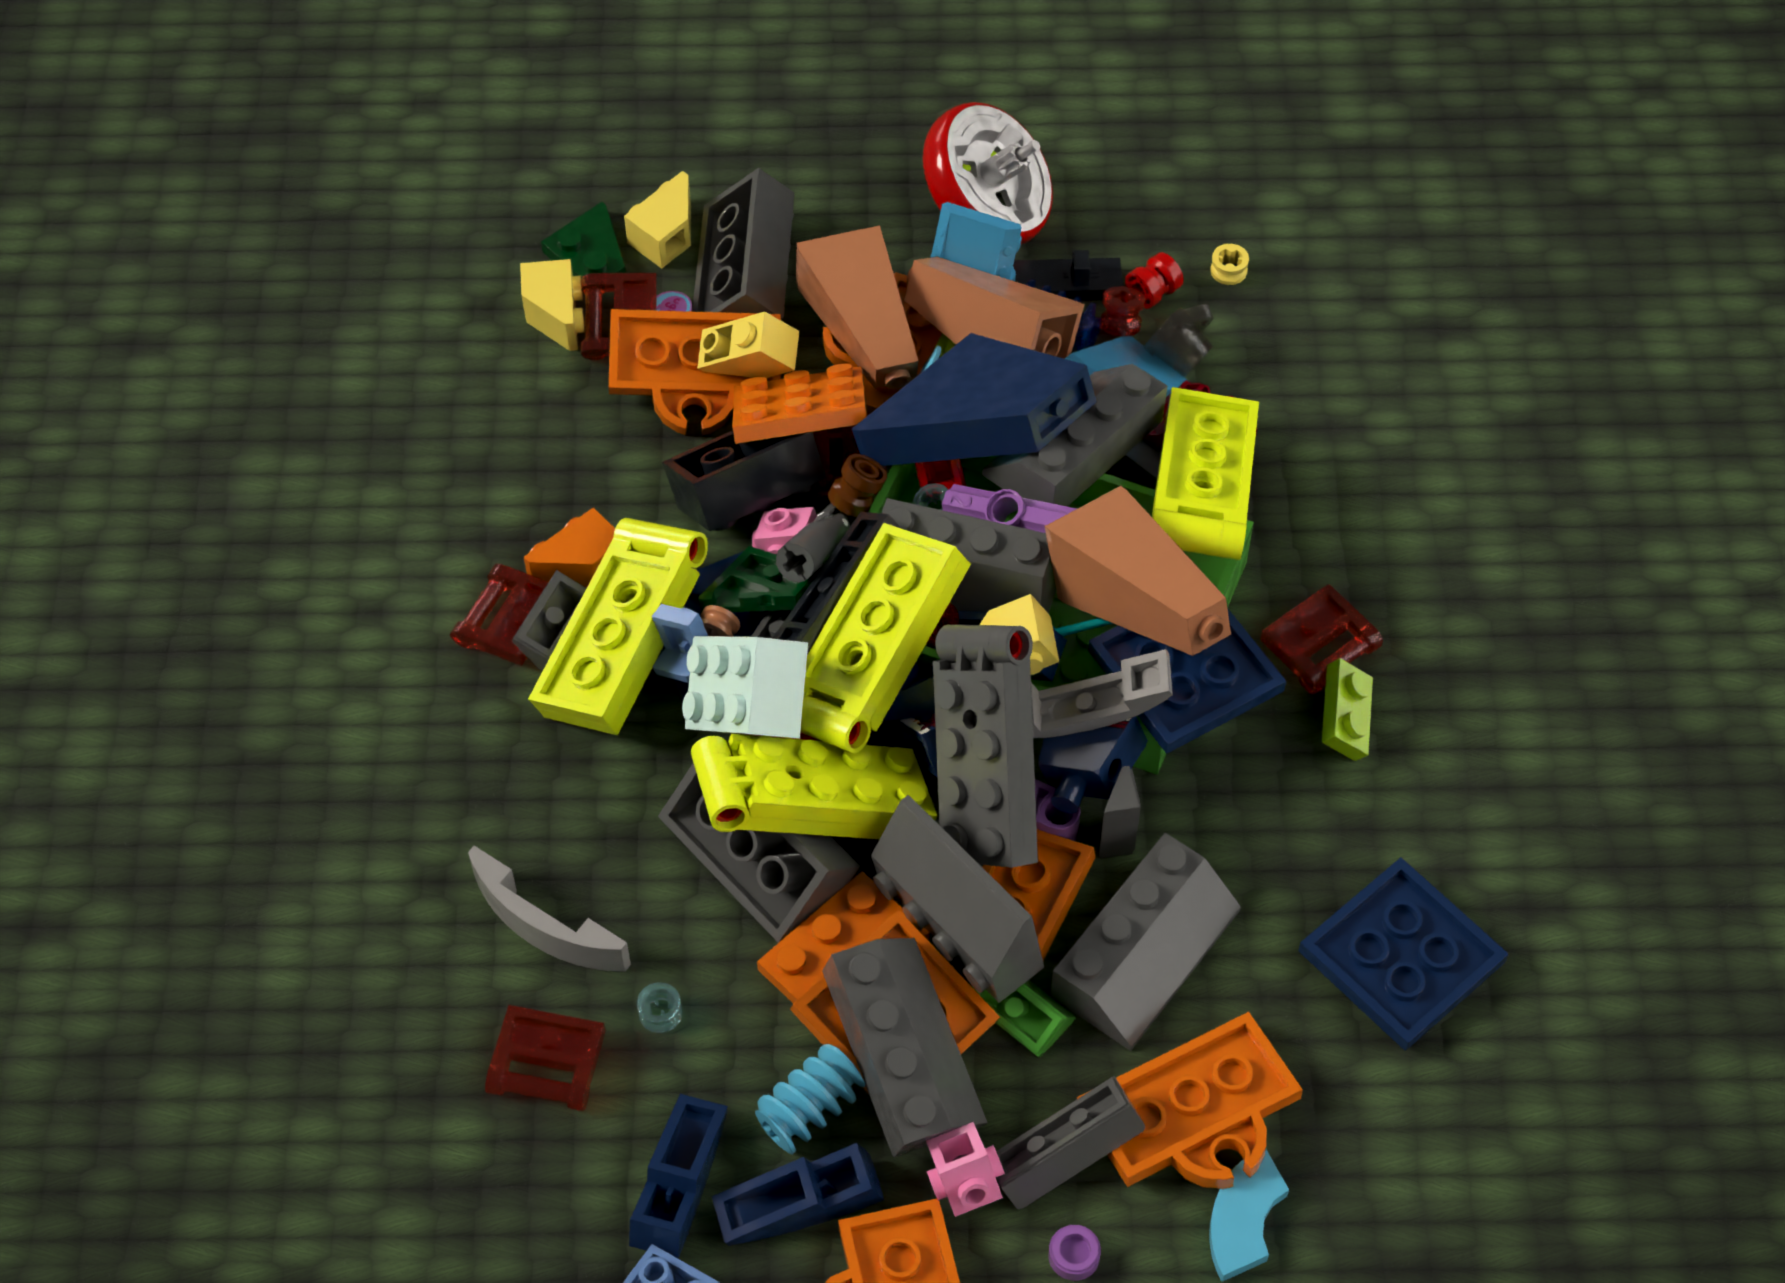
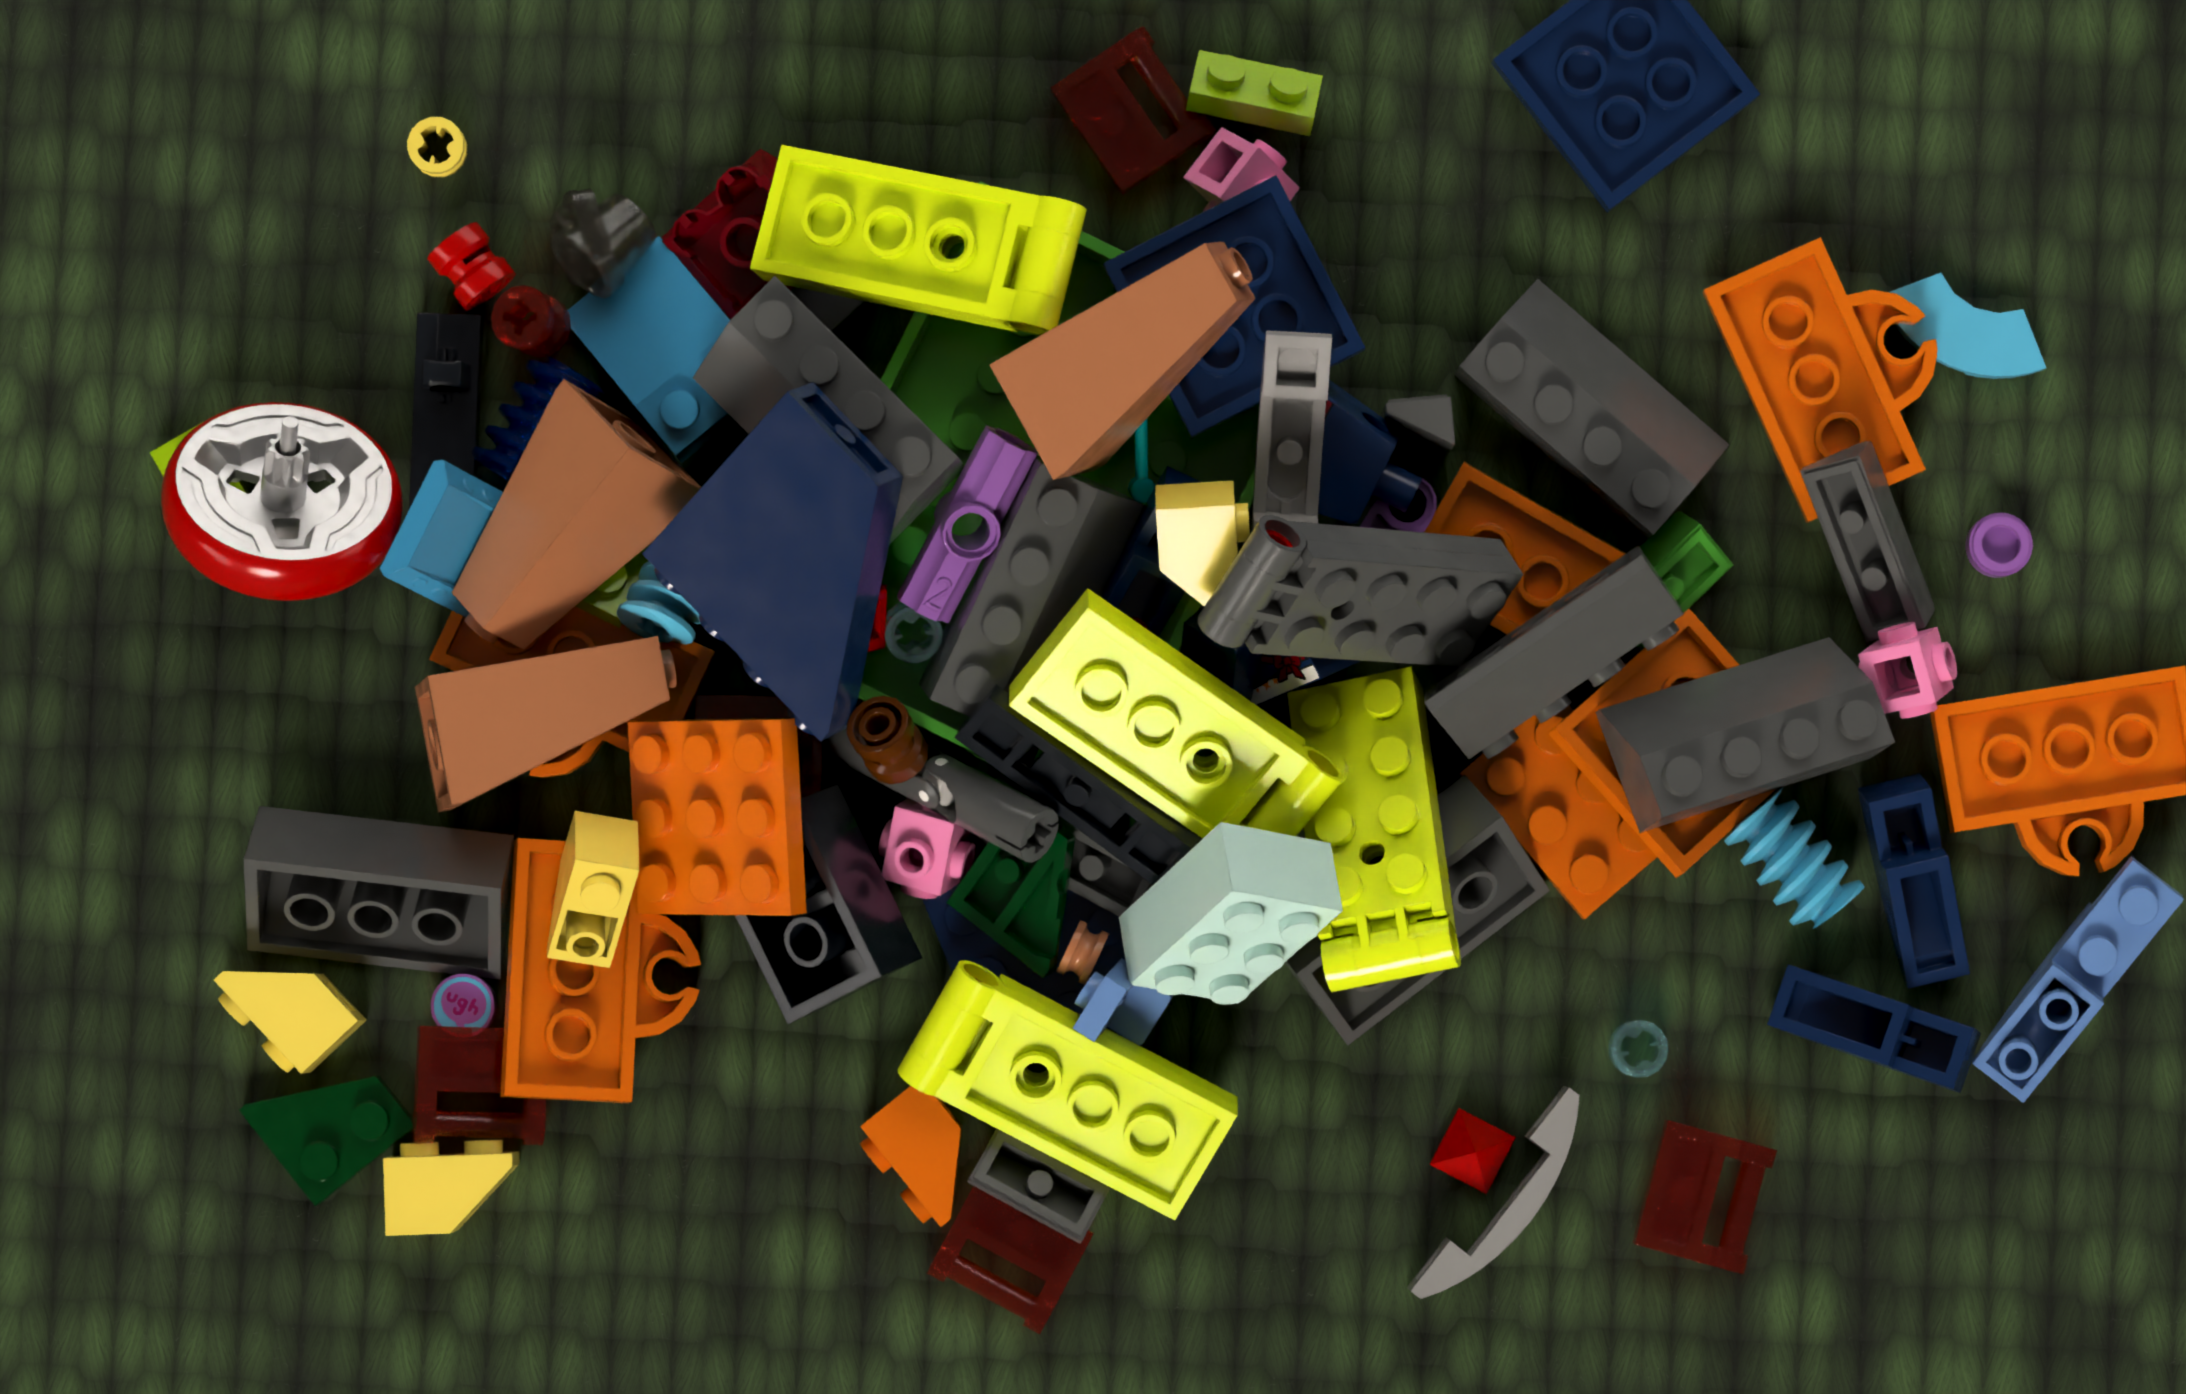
camera: 85 degrees left, 30 degrees up
(580, 900) = (1472, 1150): none -> red slope
(1287, 709) = (1247, 167): none -> bright pink brick

